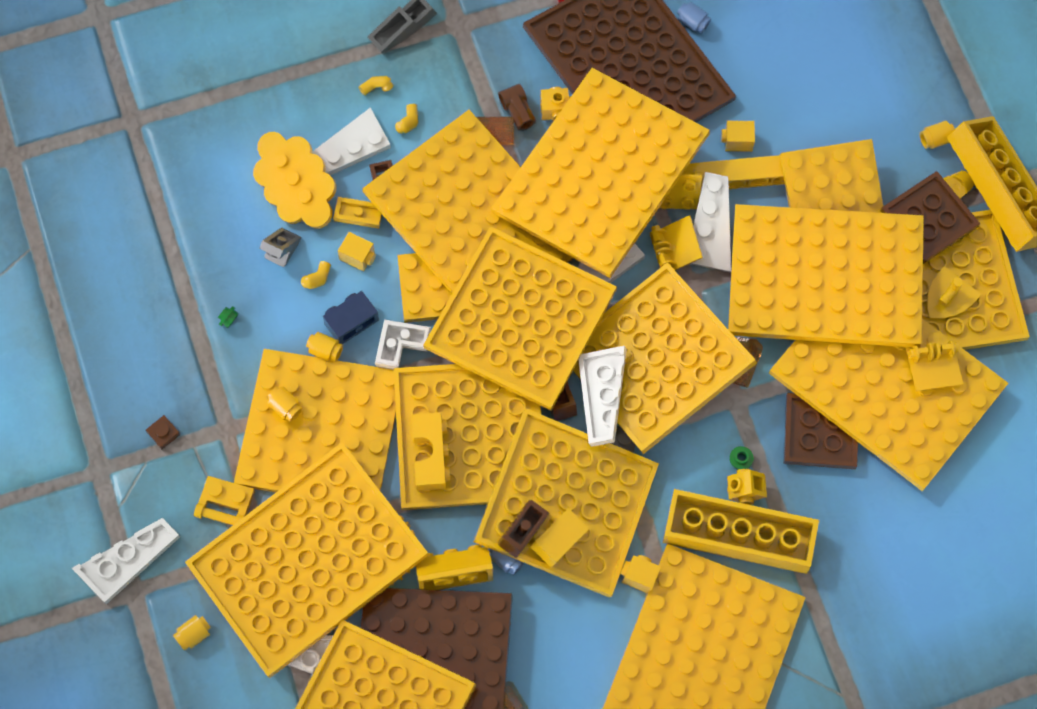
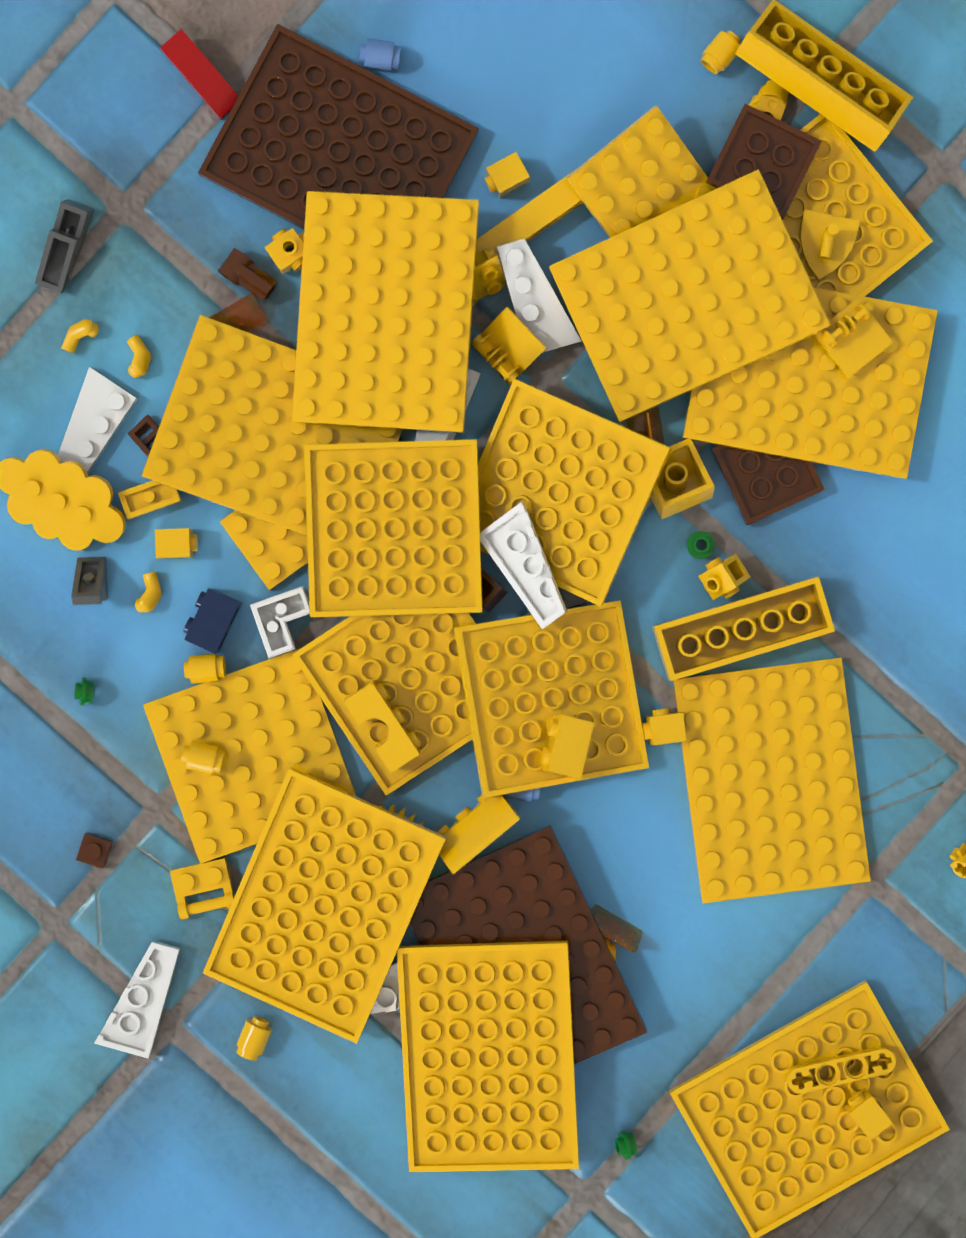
camera: 30 degrees left, 20 degrees up
(523, 528) = (528, 763): reddish brown brick -> none
(750, 401) = (682, 481): none -> yellow slope

